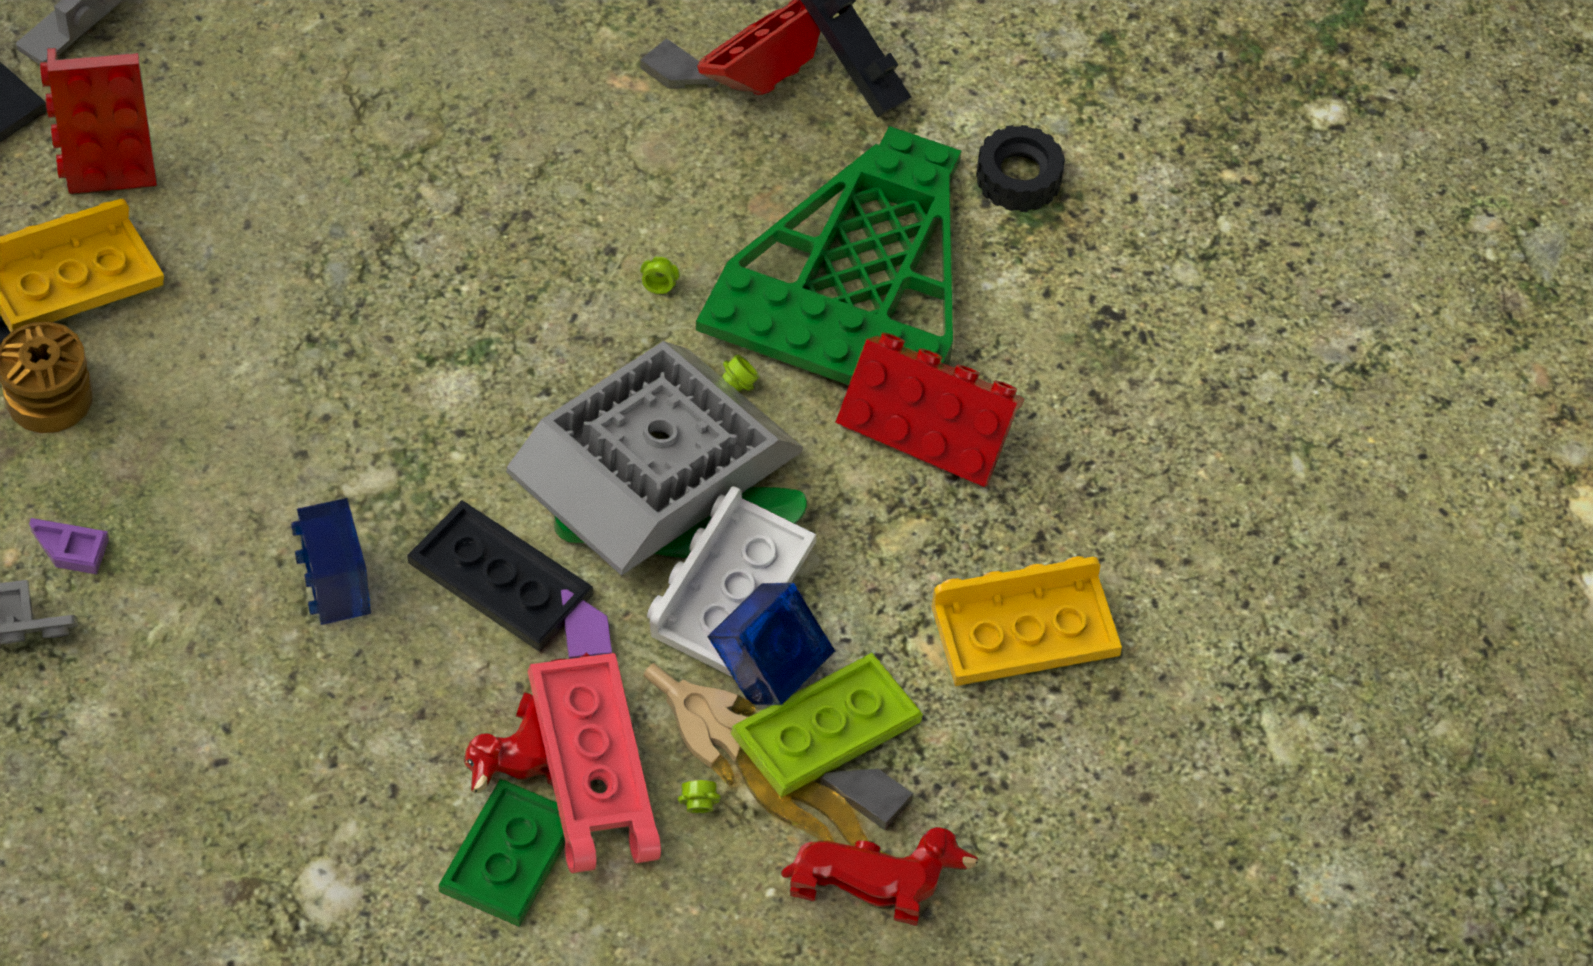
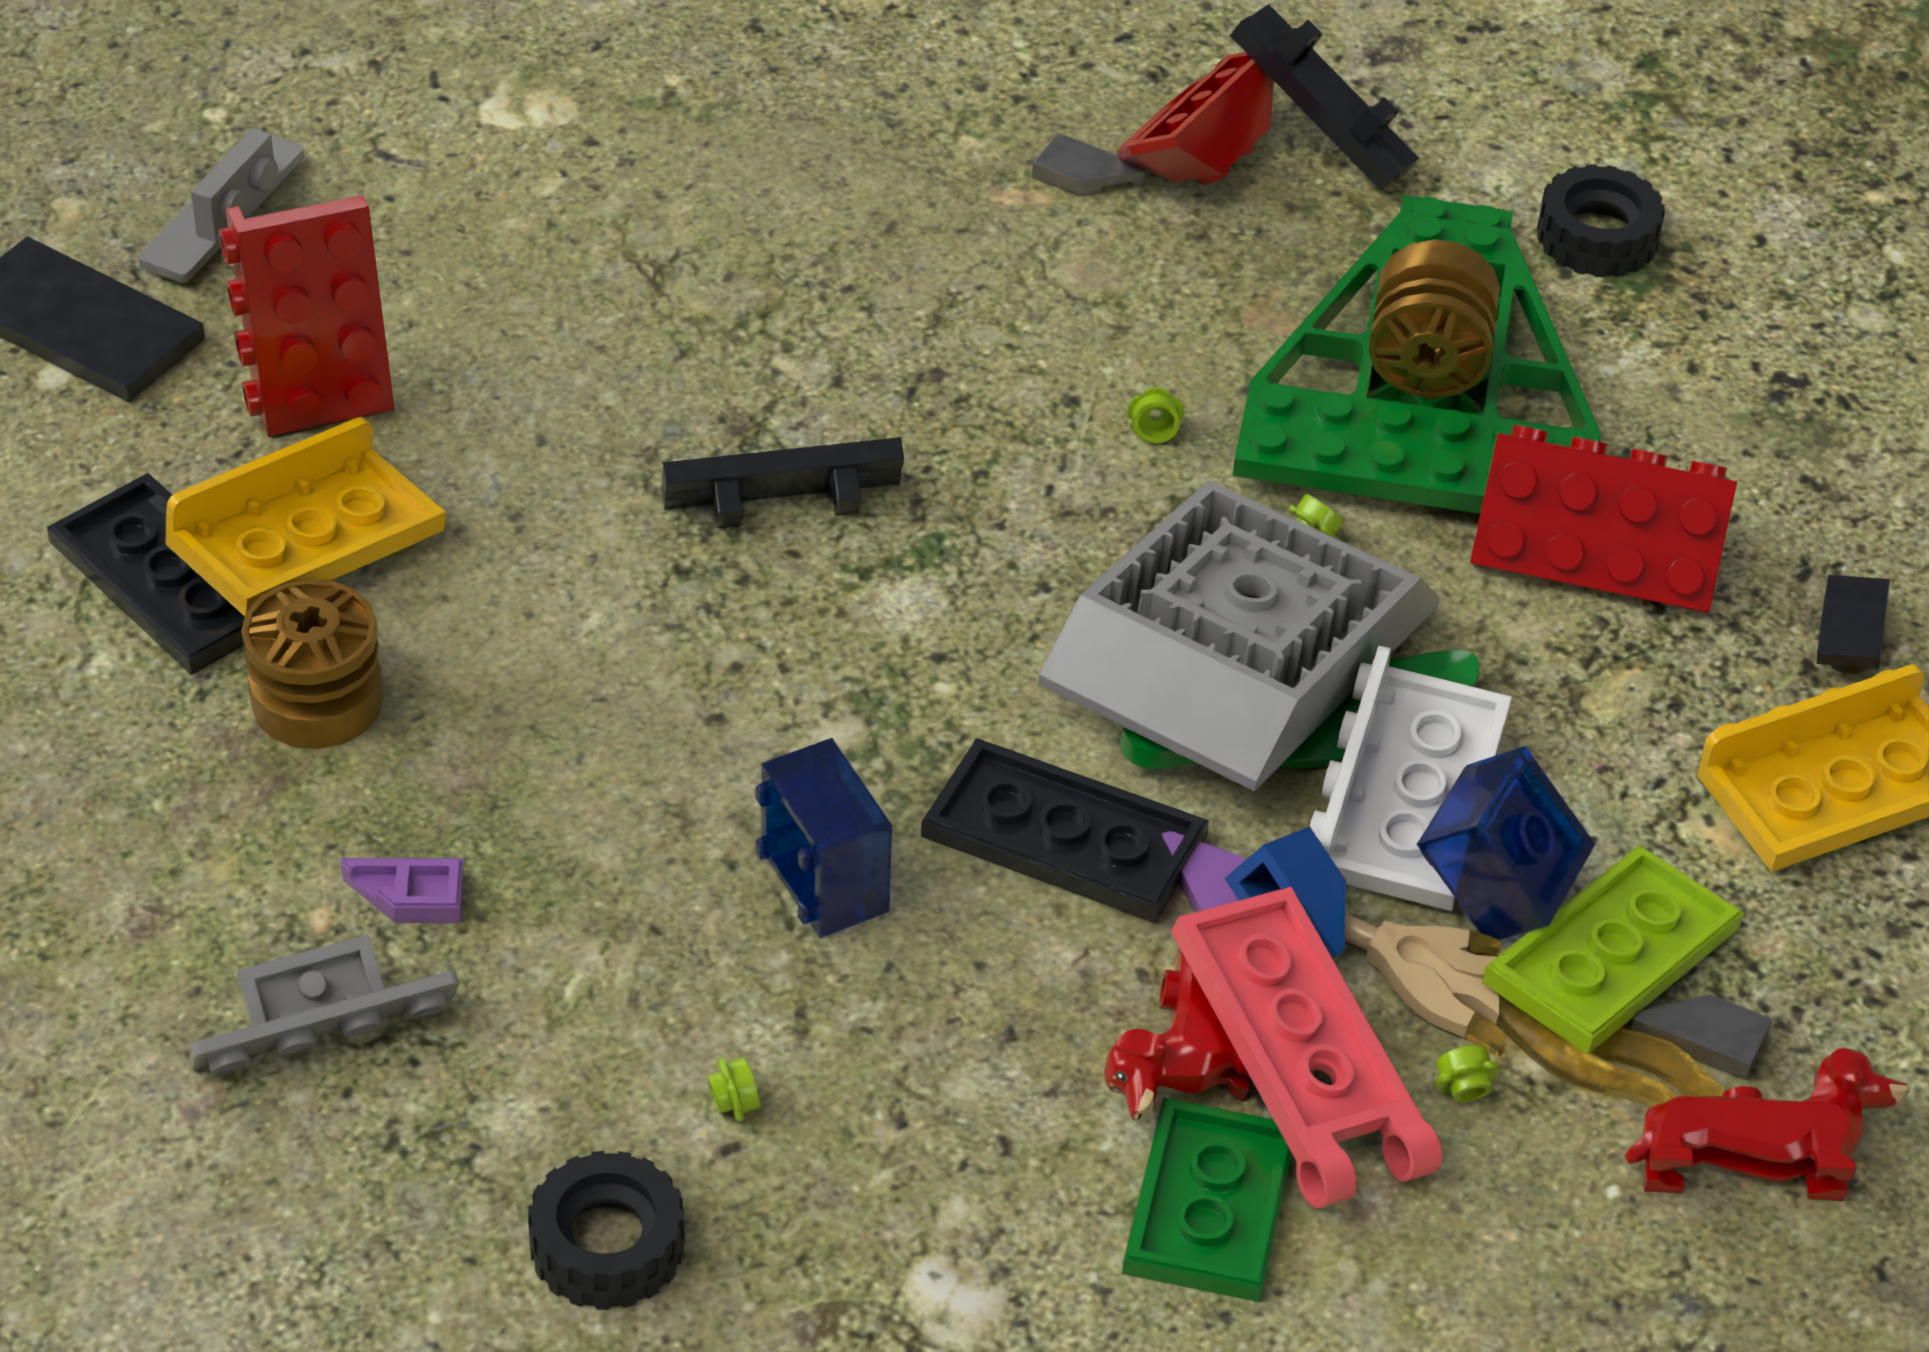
camera: 10 degrees left, 10 degrees down
(114, 775) = (613, 1277): none -> black tyre
(230, 723) = (733, 1088): none -> lime plate
(388, 280) = (782, 473): none -> black hinge
(636, 650) = (1306, 867): none -> blue slope
(855, 242) = (1434, 319): none -> pearl gold wheel
(1076, 511) = (1853, 623): none -> black slope

